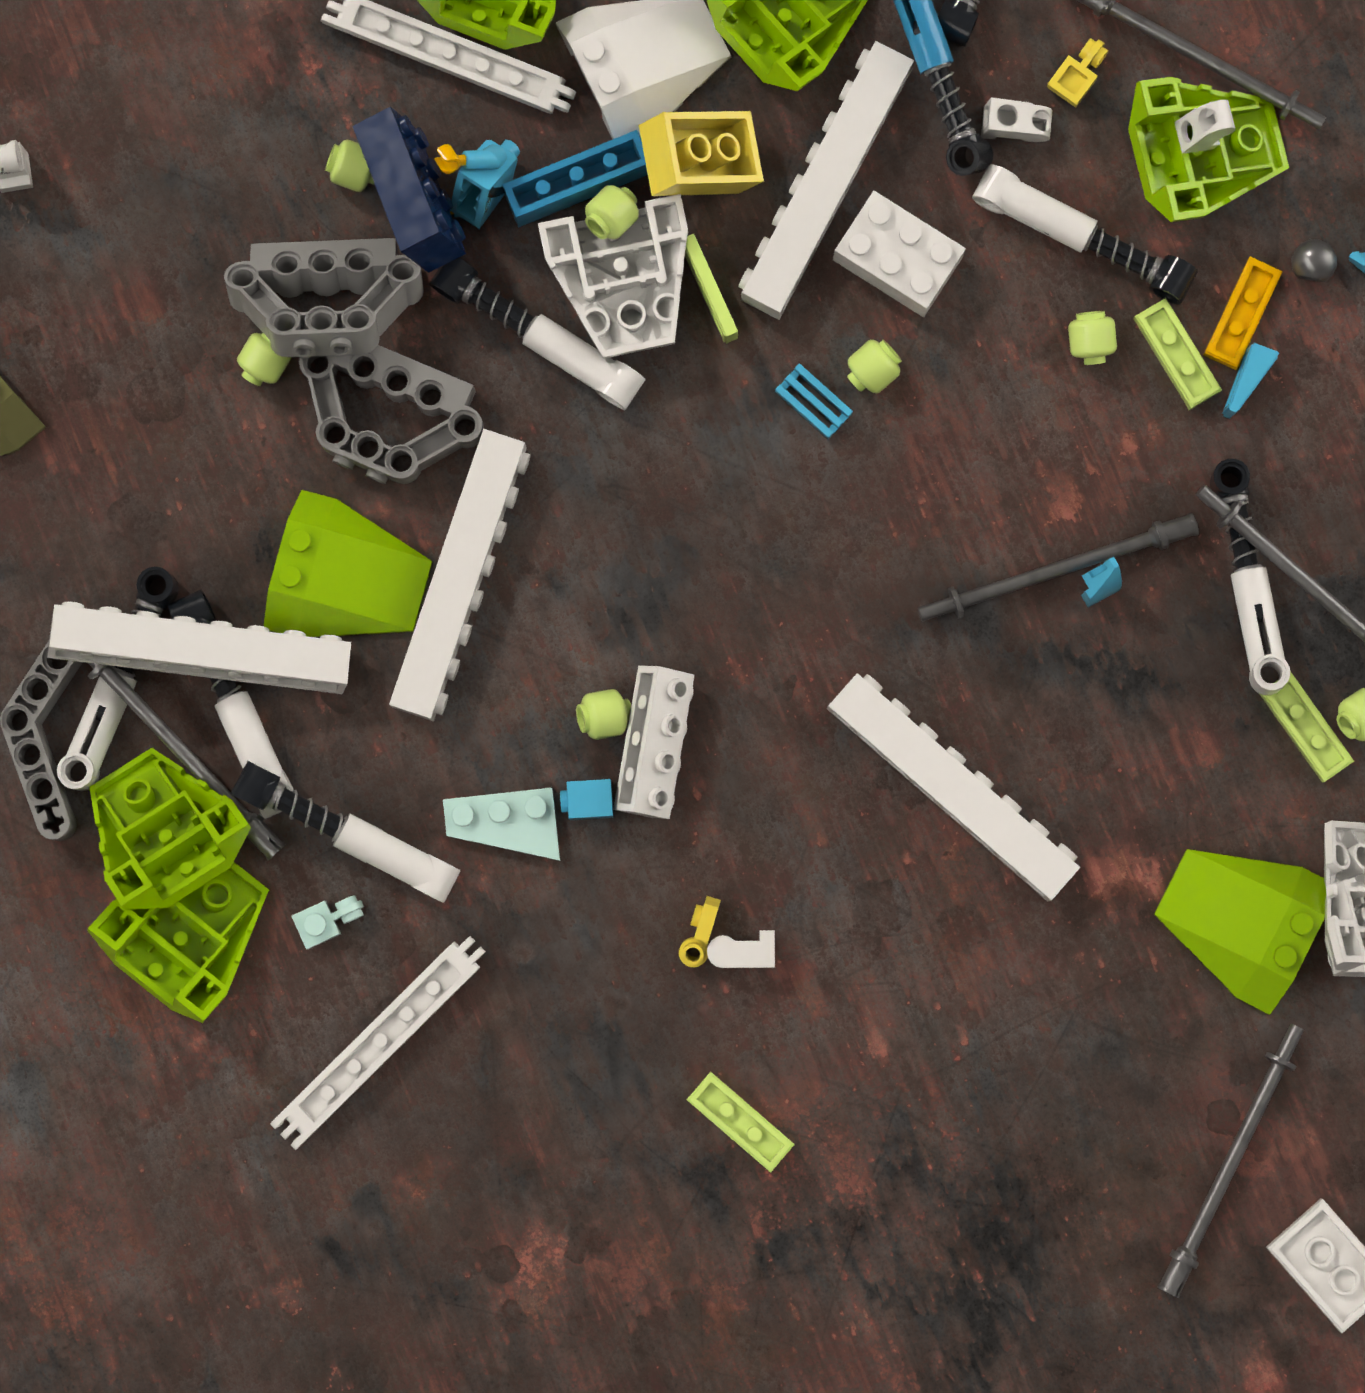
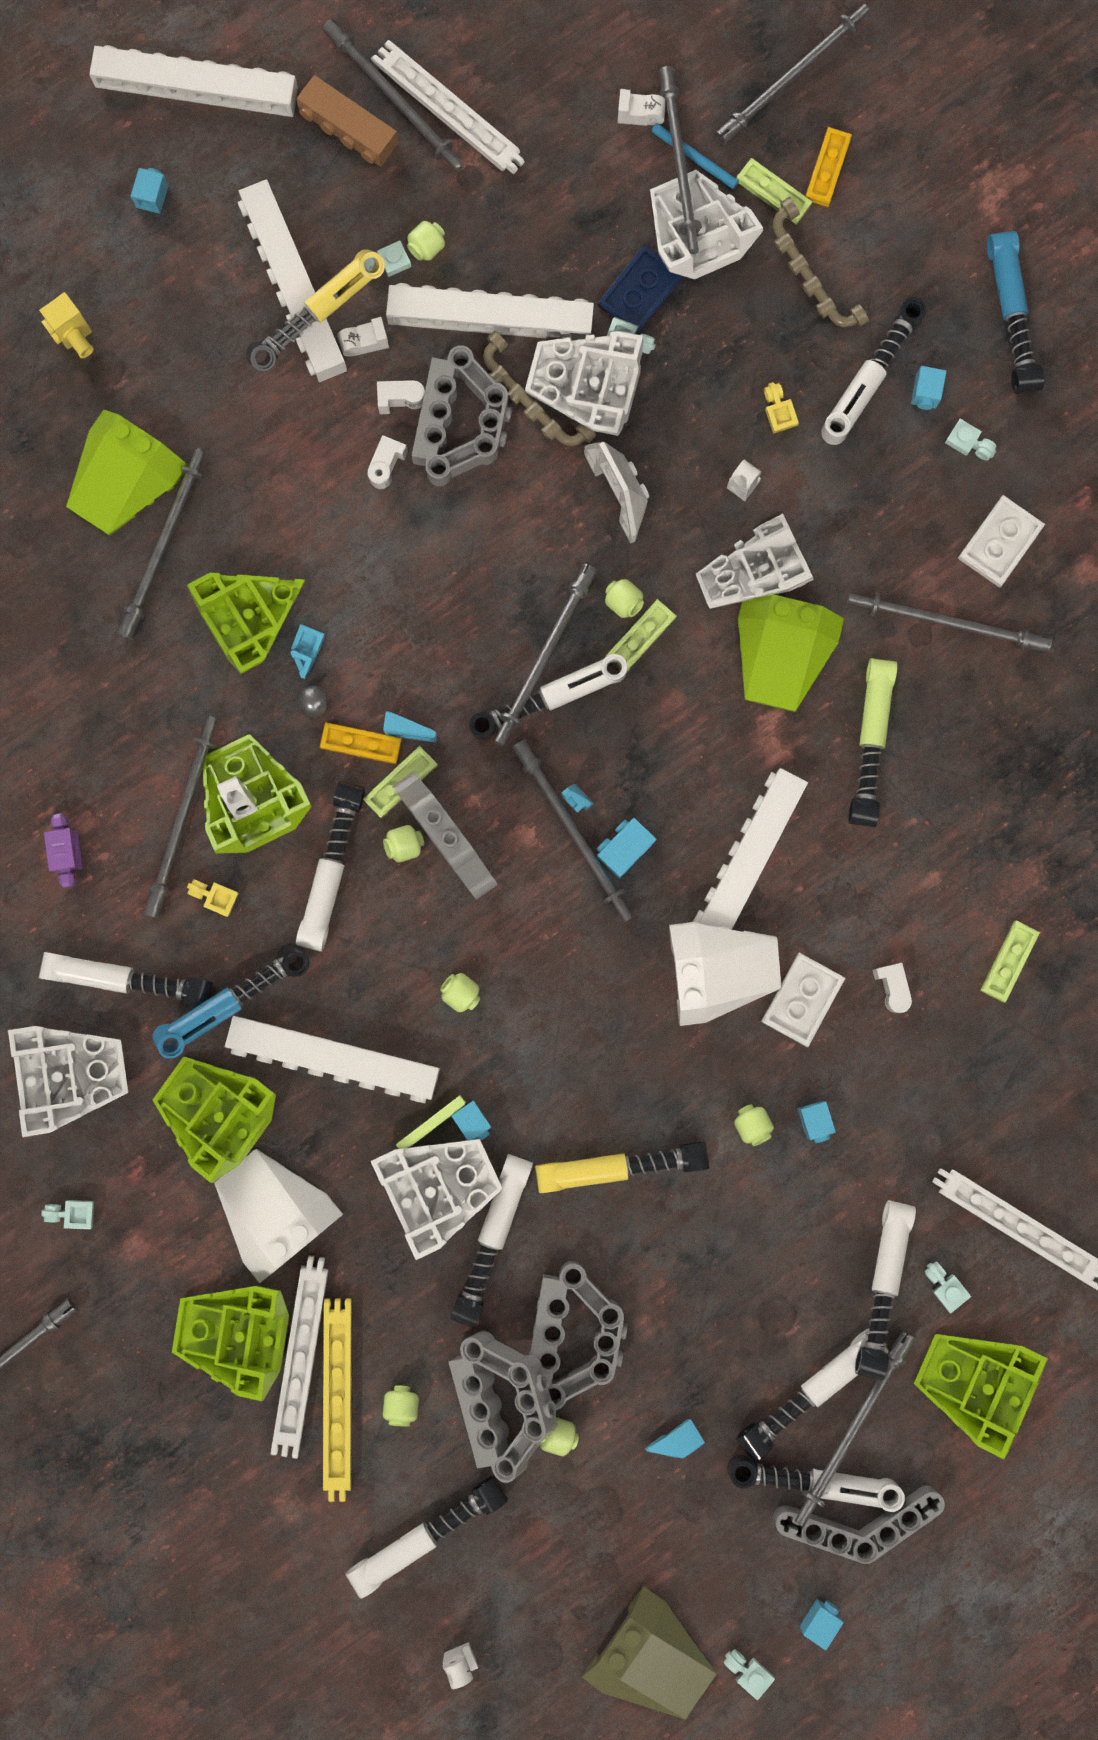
camera: 110 degrees left, 0 degrees up
(162, 831) = (919, 1423): lime wedge -> none
(178, 157) = (372, 1572): none -> piece
(199, 648) = (785, 1432): white brick -> none
(216, 514) = (678, 1442): none -> medium azure slope
(342, 574) = (699, 1338): lime wedge -> none
(384, 88) = (337, 1398): none -> light yellow hinge
(410, 189) = (412, 1360): dark blue brick -> none
(458, 575) = (681, 1253): white brick -> none
(480, 177) = (393, 1310): medium azure torso -> none
(506, 820) = (844, 1175): light aqua wing -> none
(575, 178) = (374, 1239): dark azure brick -> none
(591, 521) = (617, 1167): none -> piece
(611, 212) = (394, 1207): yellowish green head -> none
(654, 742) = (766, 1084): white brick -> none
(699, 342) = (472, 1122): none -> medium azure brick
(701, 153) = (337, 1153): light yellow brick -> none
(704, 920) = (881, 1019): light yellow plate -> none
(755, 824) = (803, 999): none -> white tile
(791, 380) = (505, 1009): medium azure tile -> none
(823, 717) = (721, 969): none -> white wedge
(898, 253) = (375, 994): white brick -> none
(1016, 120) = (259, 933): white leg -> none
(1018, 632) = (625, 847): none -> medium azure brick
(1091, 389) = (445, 835): none -> light grey brick
(1091, 1009) = (880, 682): none -> piece

